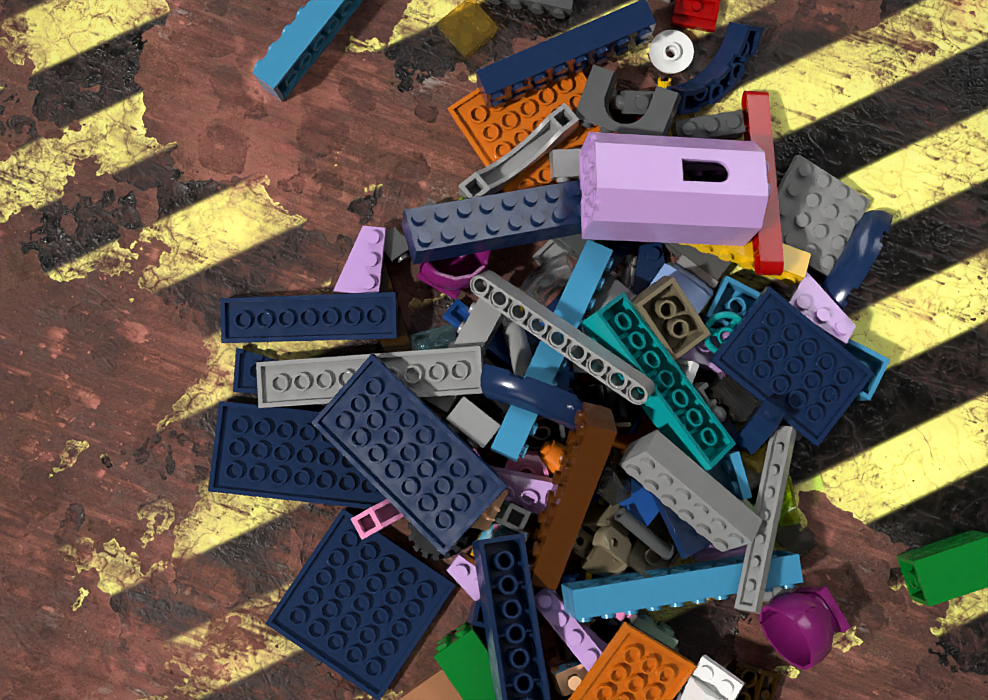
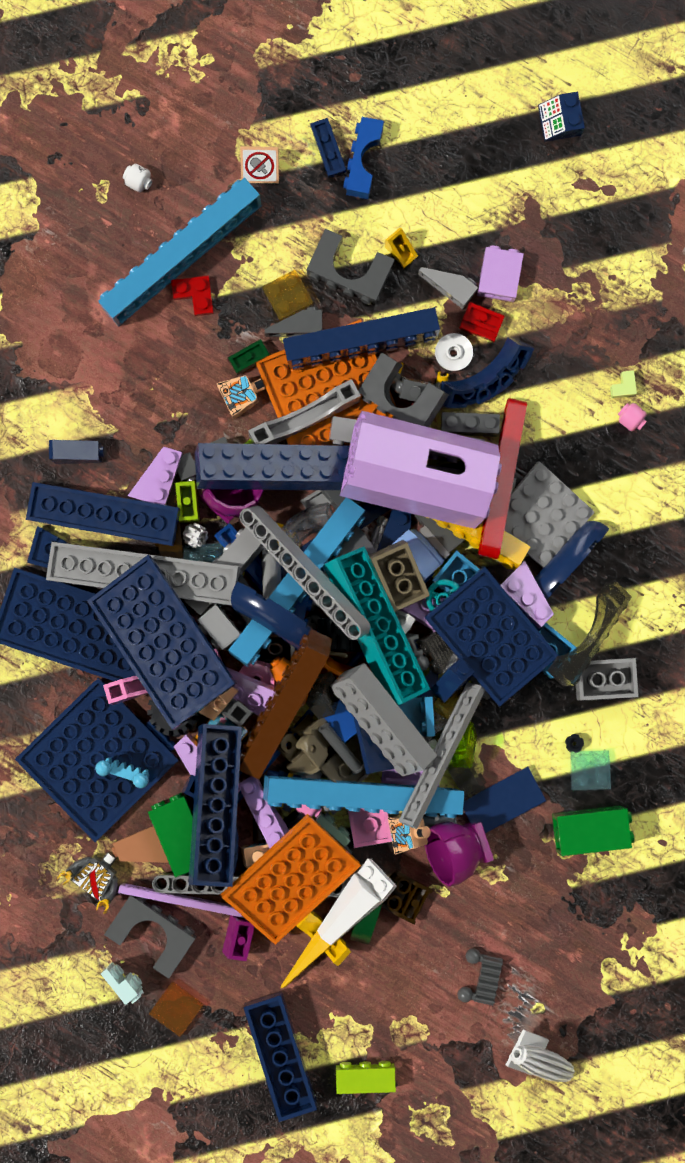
camera: 10 degrees right, 0 degrees up
(262, 253) = (75, 451): none -> slope
(363, 41) = (196, 288): none -> red plate
(404, 283) = (188, 501): none -> lime brick
(414, 616) = (139, 778): none -> medium azure gear
(420, 320) = (195, 535): none -> white gear
(437, 149) = (240, 394): none -> torso
(438, 105) = (248, 357): none -> dark green plate
(441, 568) = (164, 739): none -> dark blue axle
(491, 51) = (297, 324): none -> dark grey slope
(693, 620) = (369, 828): none -> bright pink plate
(737, 622) = (405, 837): none -> torso
(841, 551) = (504, 800): none -> dark blue tile
(875, 50) = (627, 386): none -> yellowish green piece
(889, 84) = (632, 417): none -> bright pink head
(910, 466) = (574, 738): none -> black plate
(914, 304) = (609, 605): none -> clear smoke arch
(928, 388) = (608, 680): none -> light grey brick
(929, 496) = (590, 770): none -> clear light blue plate

